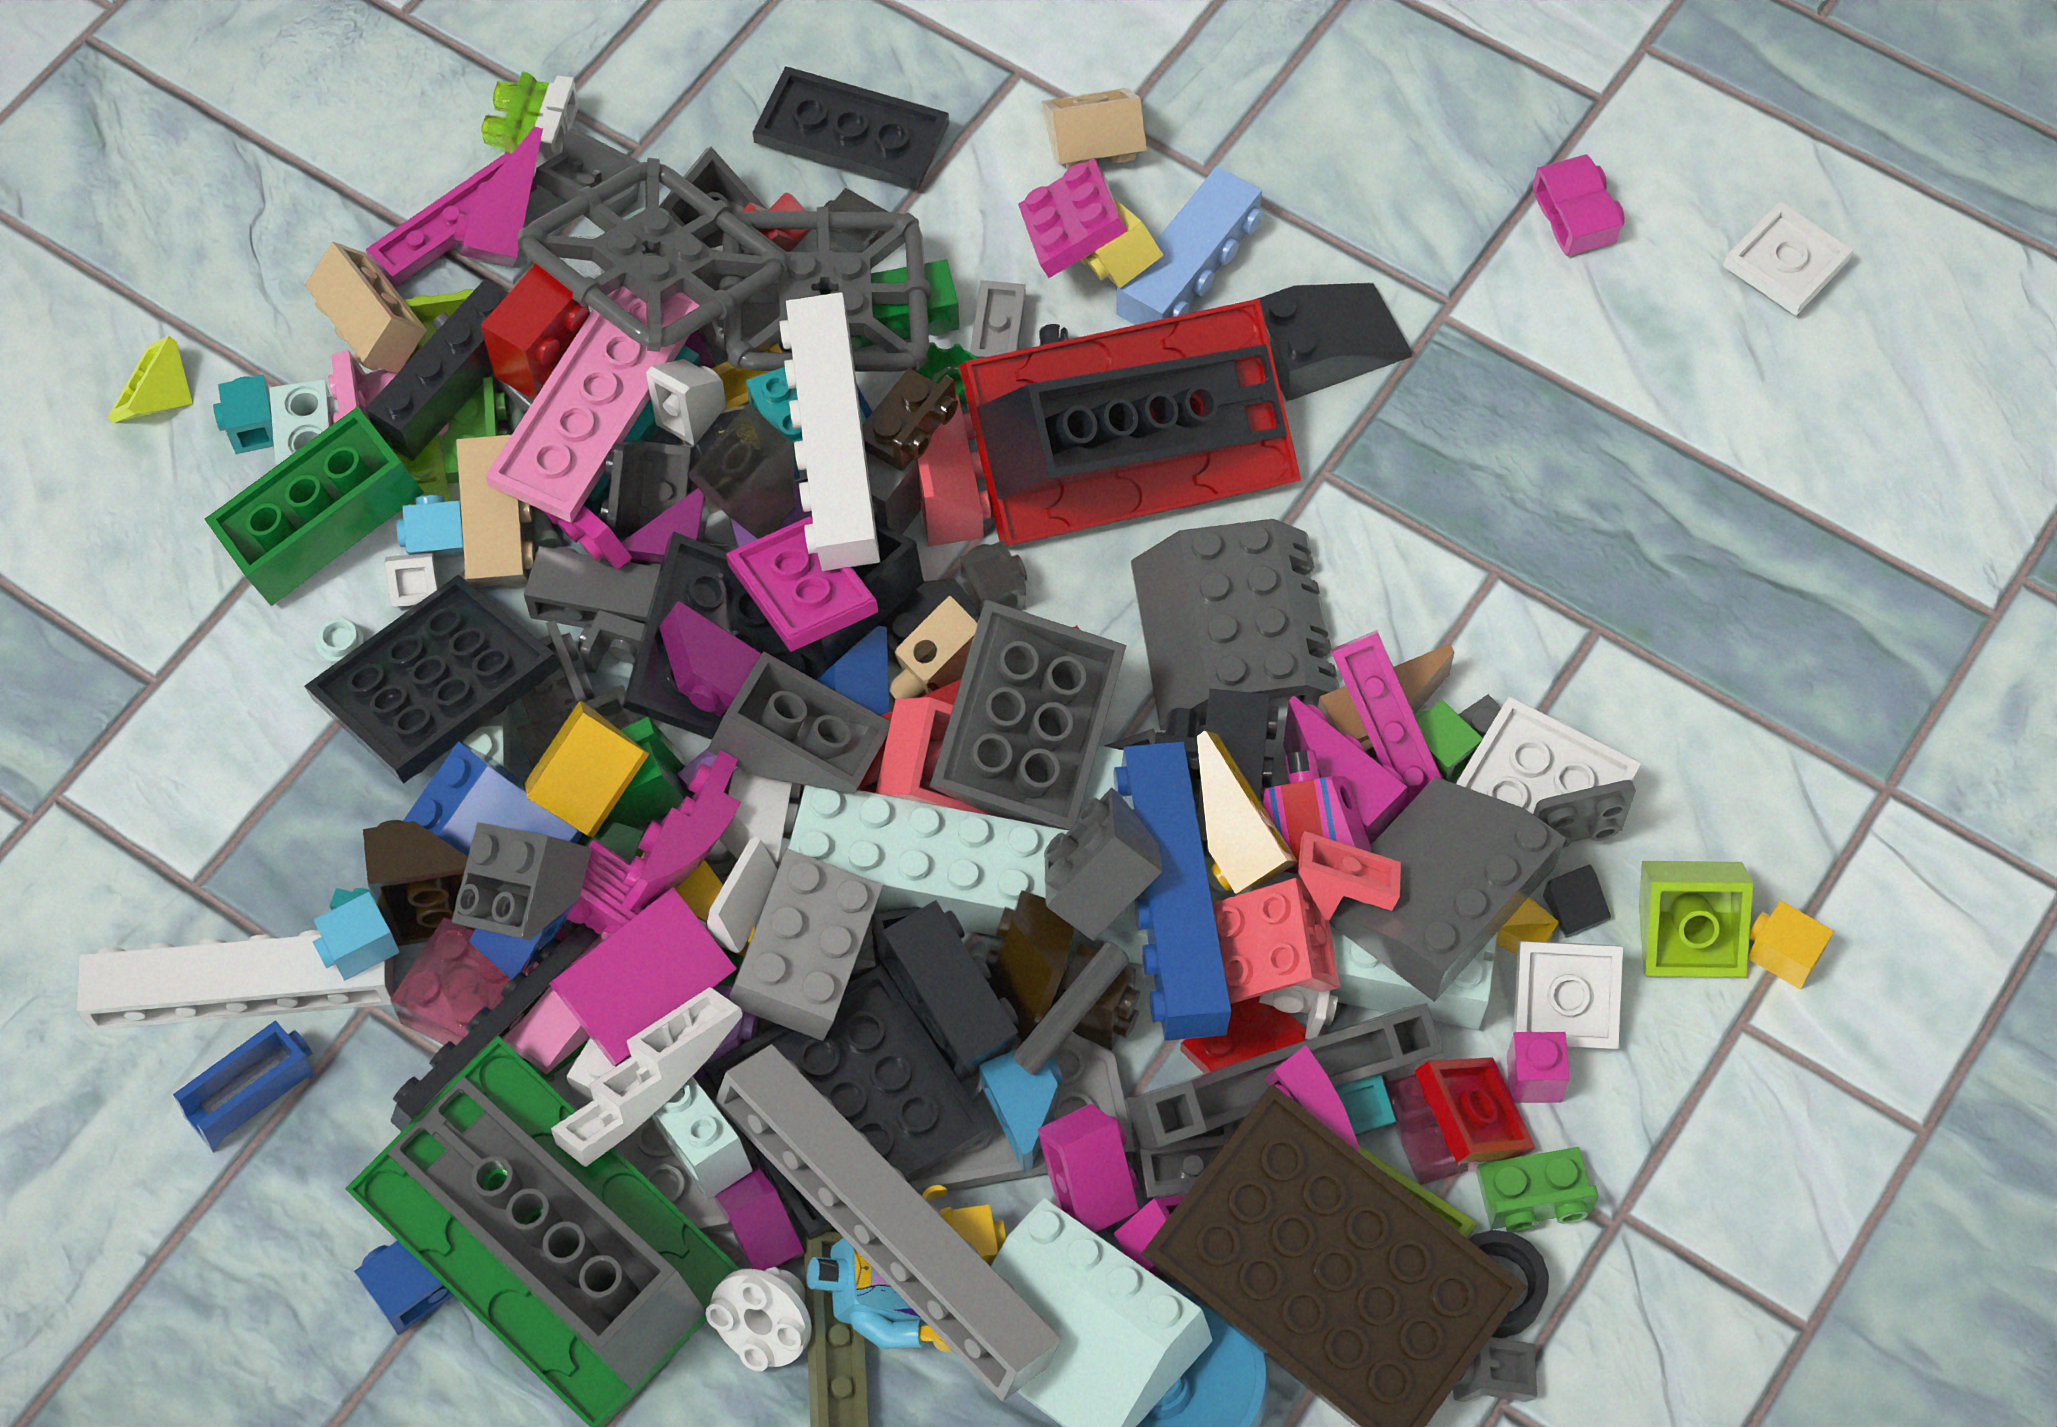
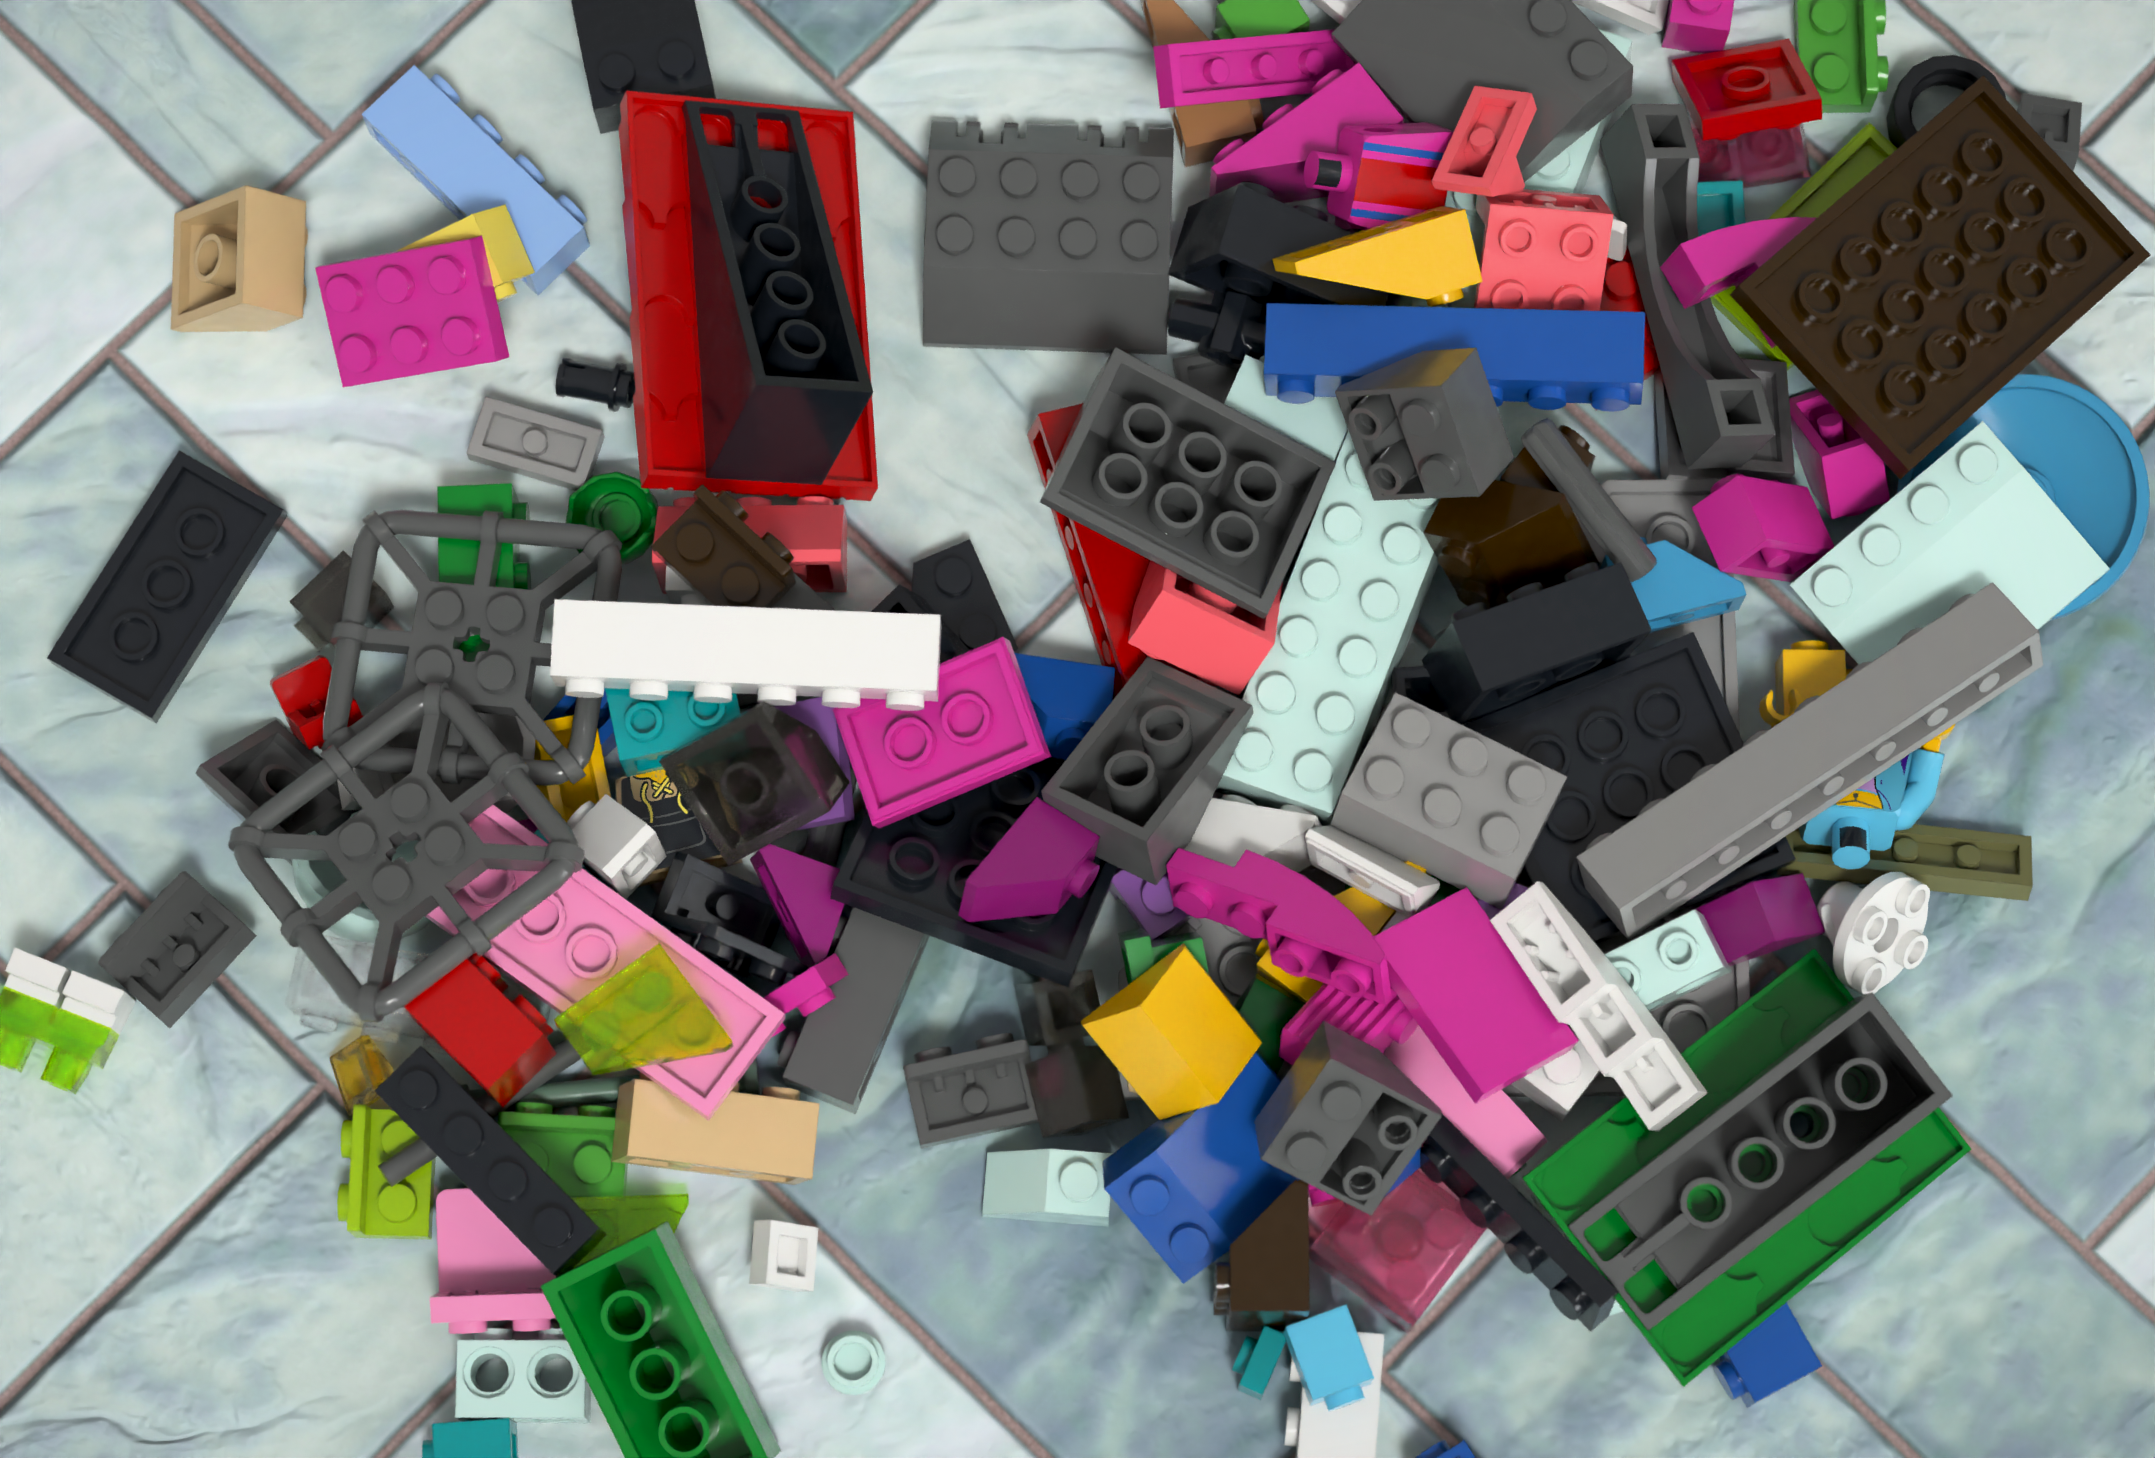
camera: 80 degrees left, 15 degrees up
(365, 308) = (351, 1275): tan brick -> none
(430, 230) = (201, 1150): dark pink plate -> none
(431, 527) = (718, 1215): medium azure brick -> none
(432, 678) = (956, 1234): black plate -> none
(500, 208) = (215, 1069): dark pink slope -> none
(548, 415) = (642, 1019): none -> clear neon green wing
(609, 634) = (929, 988): dark grey bracket -> none
(934, 652) = (1034, 569): tan torso -> none
(994, 575) = (928, 512): clear smoke brick -> none

